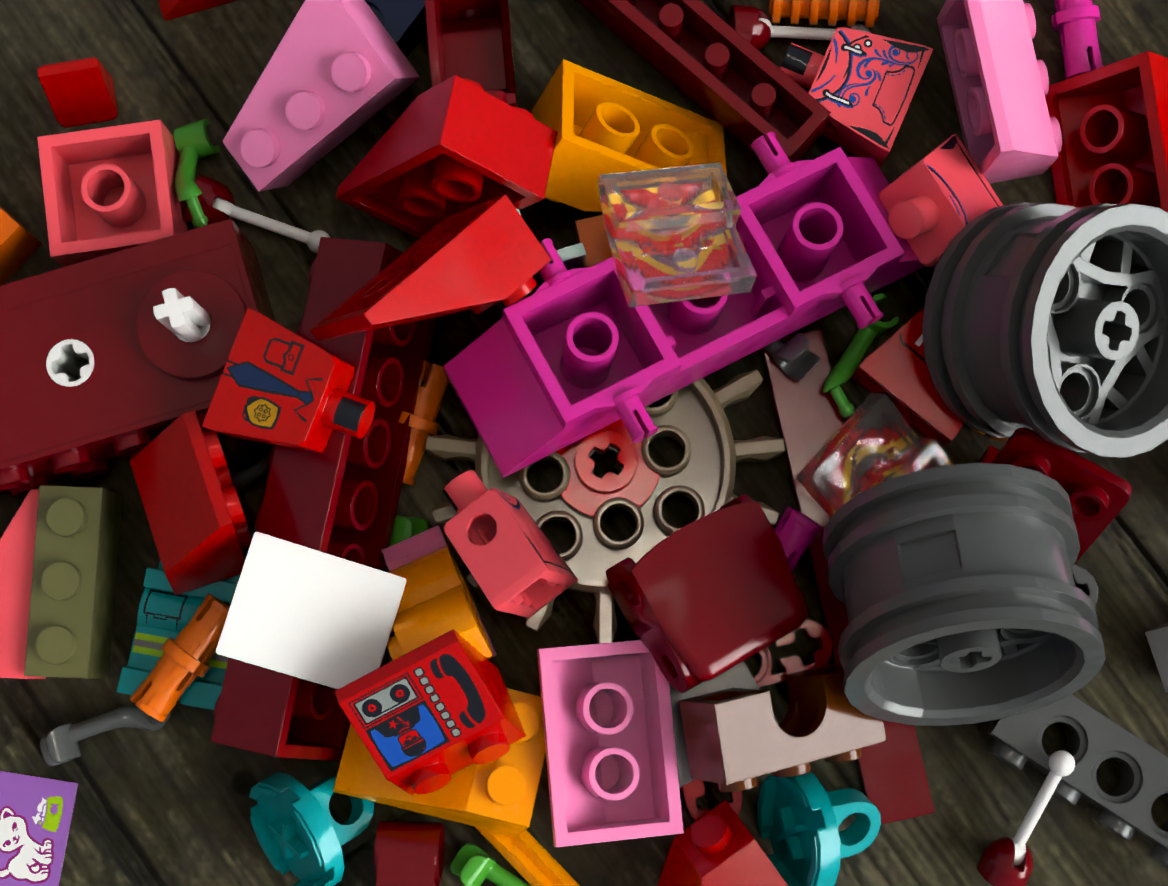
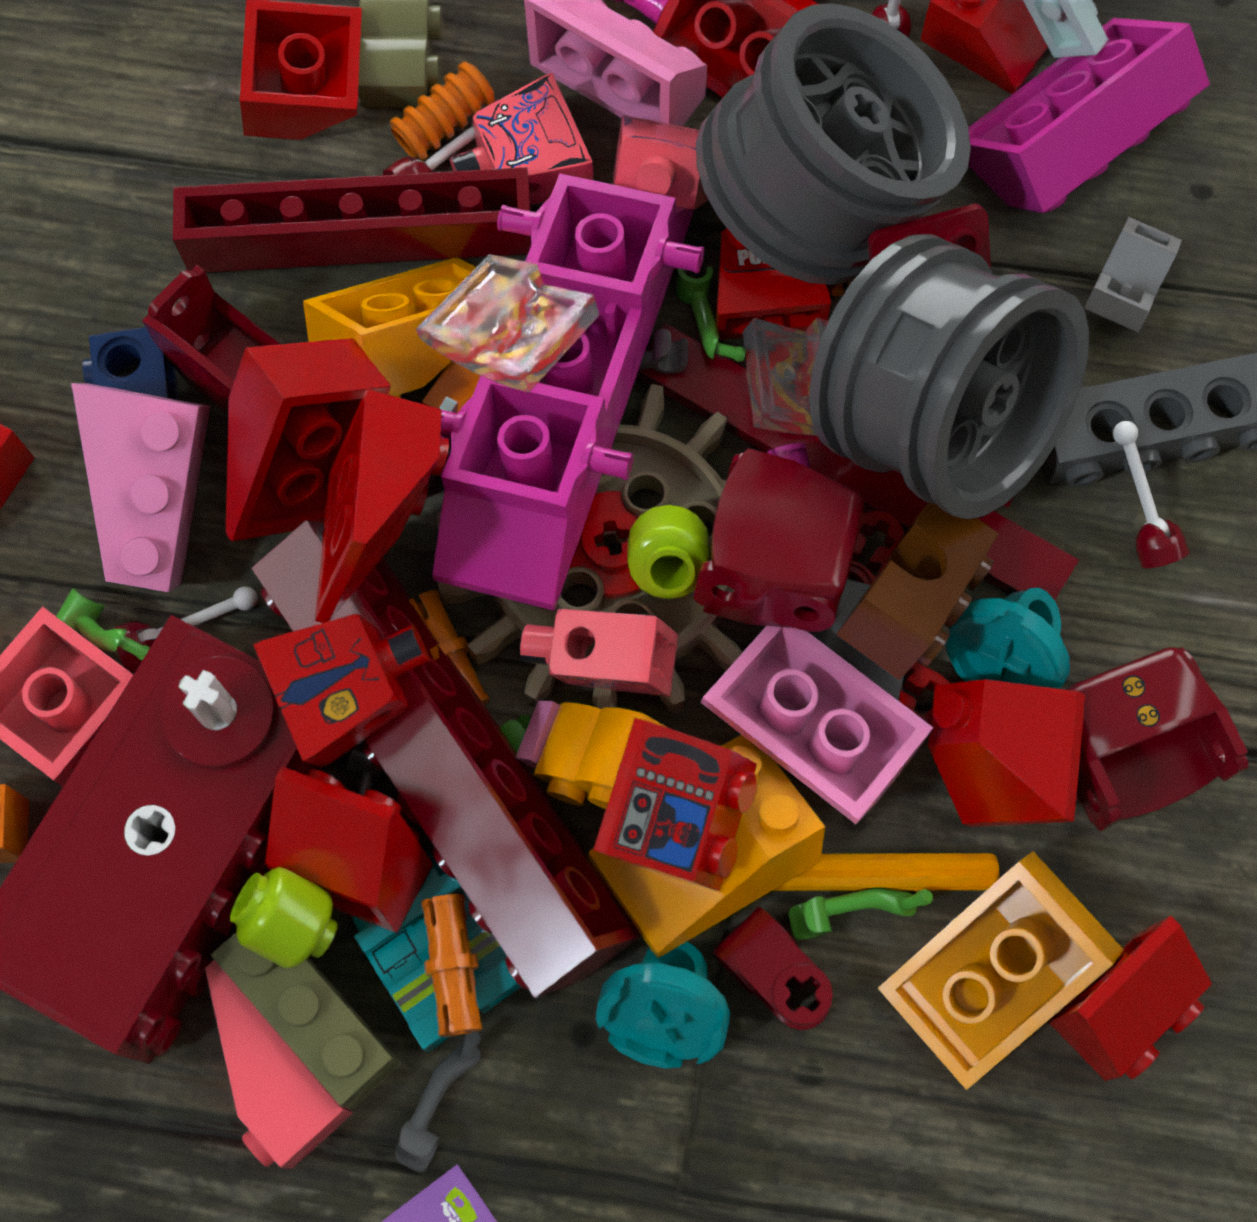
camera: 45 degrees left, 10 degrees down
(102, 513) = (284, 917): none -> lime head
(310, 613) = (515, 824): white sticker -> none
(625, 516) = (667, 551): none -> lime head

